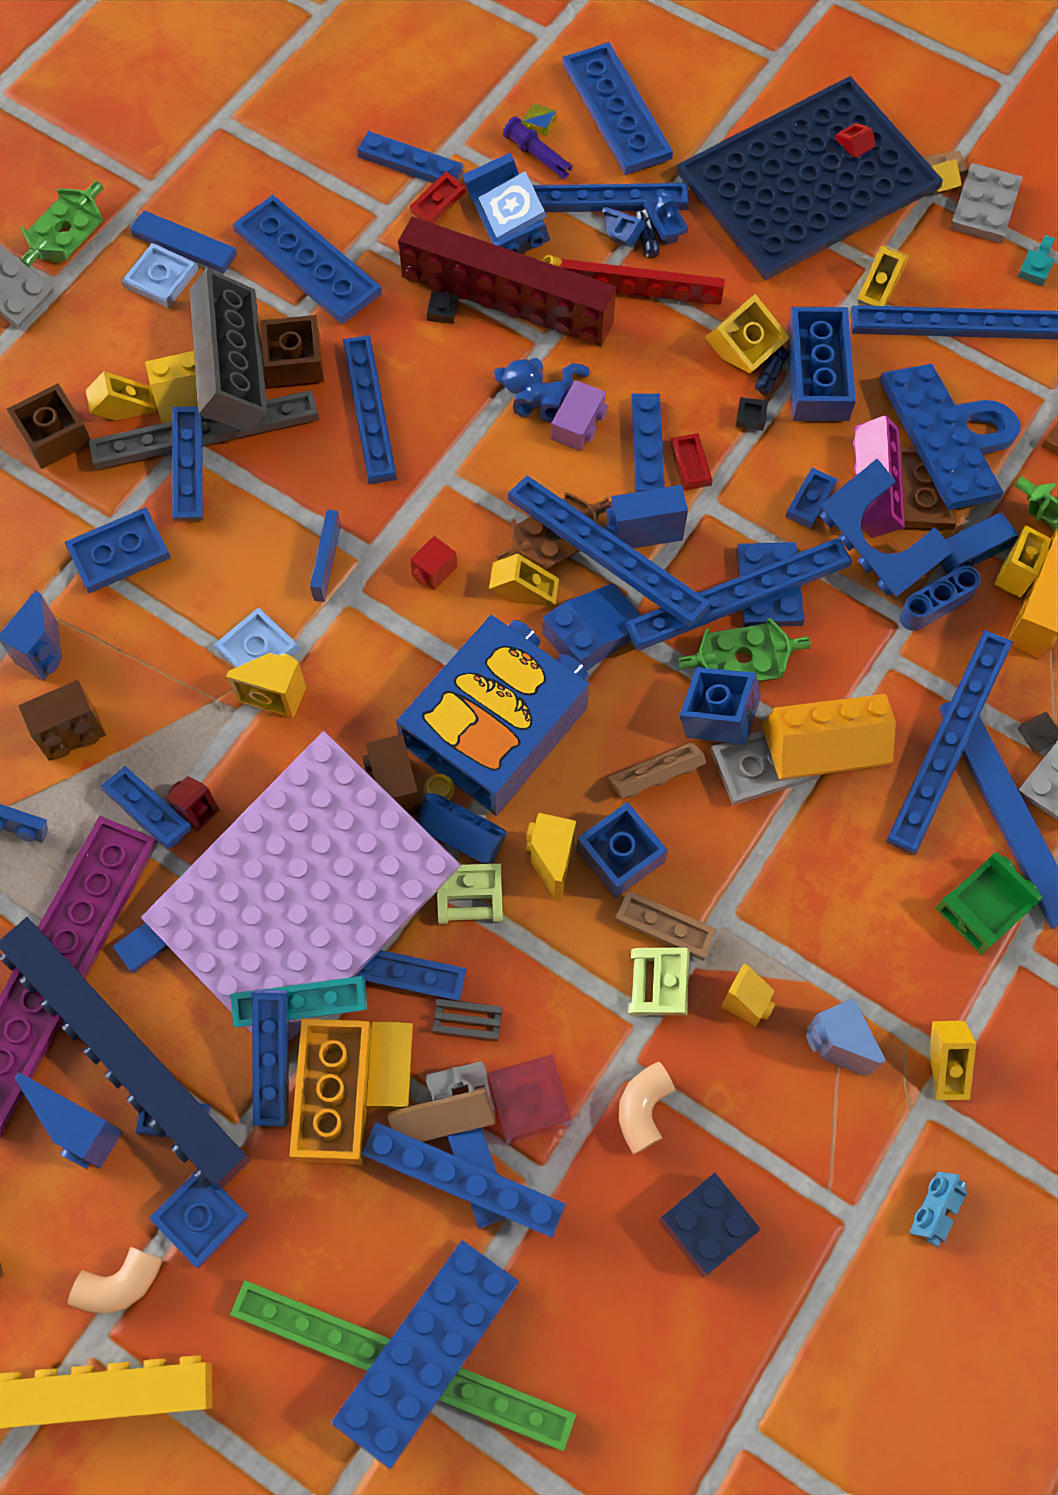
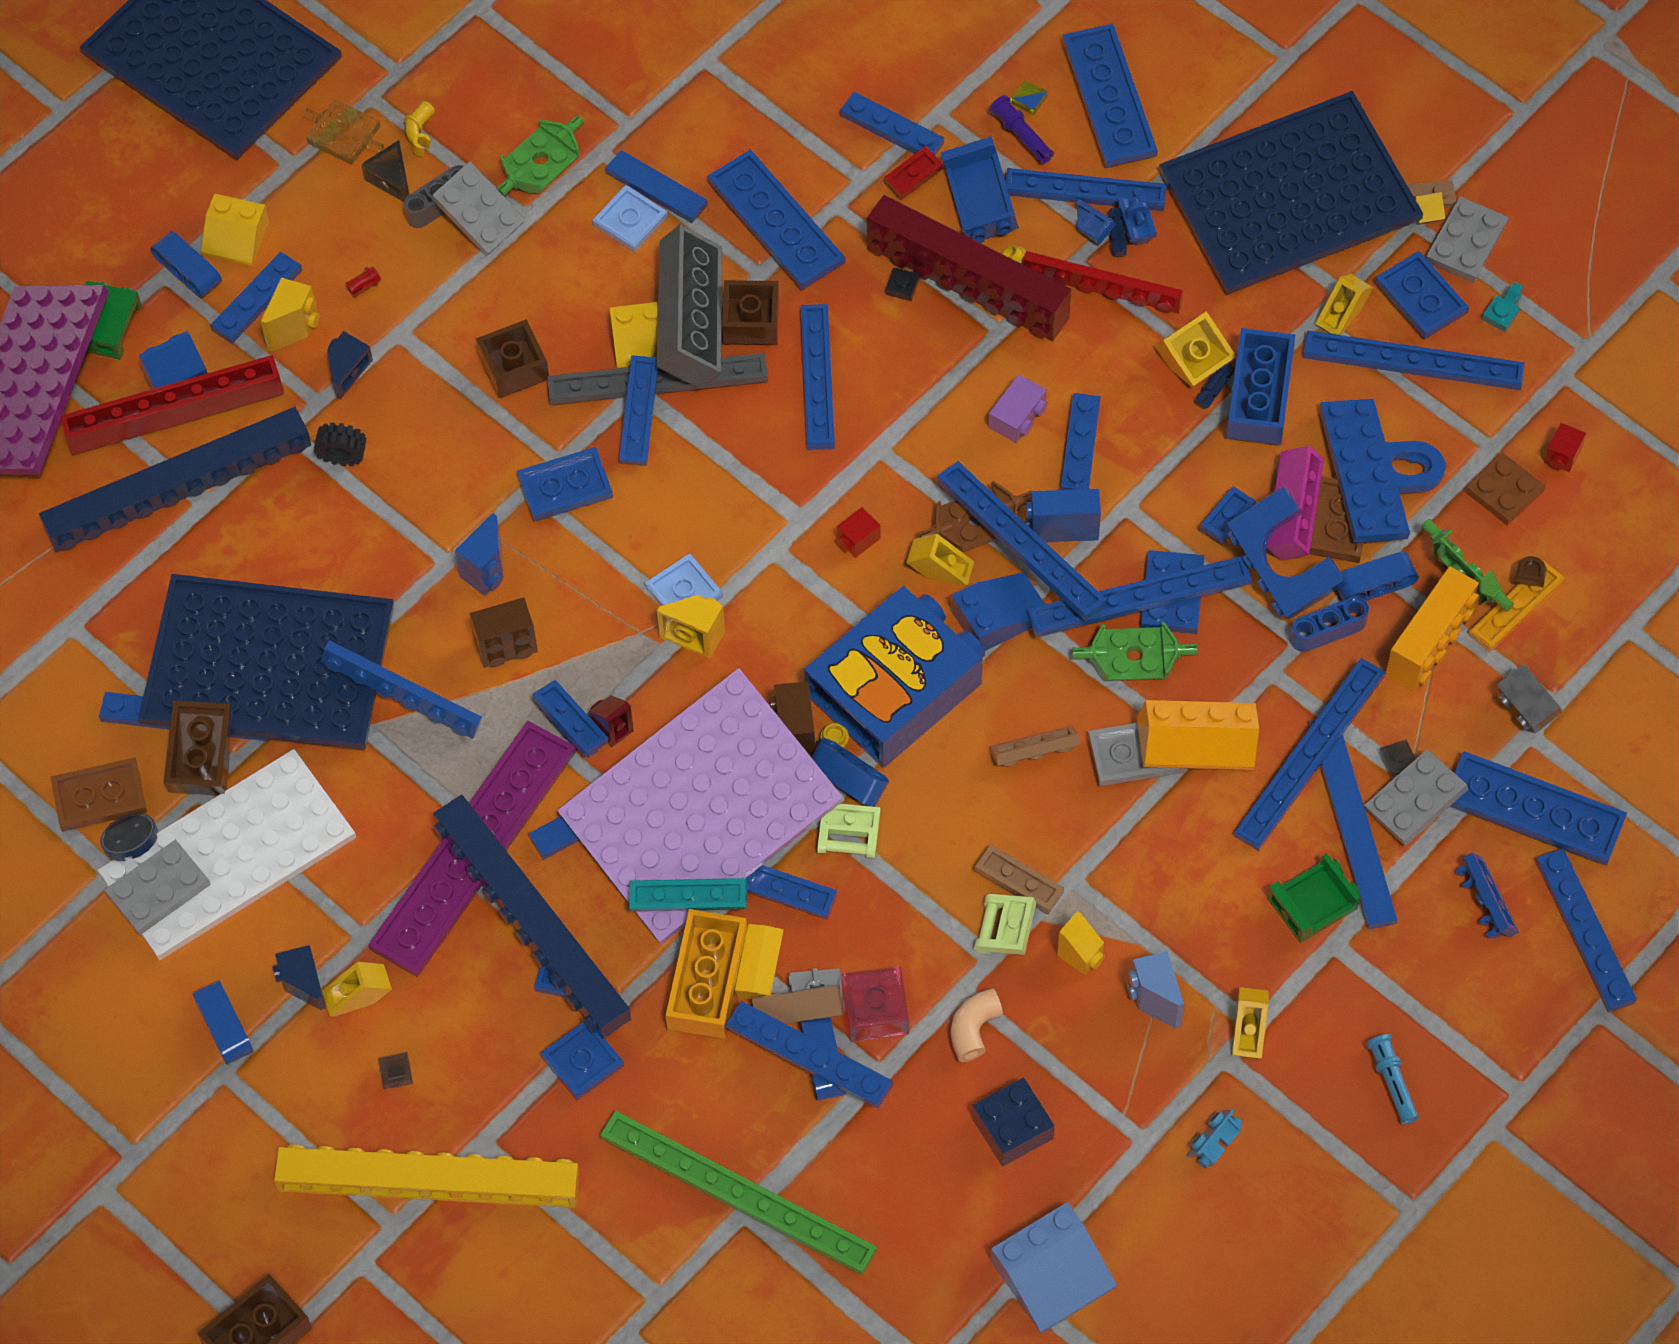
camera: 10 degrees right, 5 degrees down
(80, 1132) = (489, 971): blue slope -> none
(118, 1291) = (511, 1104): light nougat cylinder -> none
(119, 397) = (580, 338): yellow slope -> none
(270, 1058) = (657, 938): blue tile -> none
(325, 555) = (758, 513): blue tile -> none
(425, 1355) = (760, 1182): blue plate -> none
(467, 1007) = (833, 925): dark grey tile -> none
(512, 206) = (986, 190): light blue tile -> none
(525, 380) = (972, 368): blue animal -> none
(551, 849) = (927, 800): yellow slope -> none
(621, 850) = (990, 809): blue brick -> none
(691, 461) = (1119, 466): red tile -> none
(720, 705) = (1101, 694): blue brick -> none
(751, 414) = (1186, 427): black plate -> none
(787, 1409) = (1053, 1268): none -> medium blue slope
(856, 139) = (1343, 160): red slope -> none
(956, 258) = (1422, 294): none -> blue plate
(1023, 562) = (1411, 598): yellow slope -> none

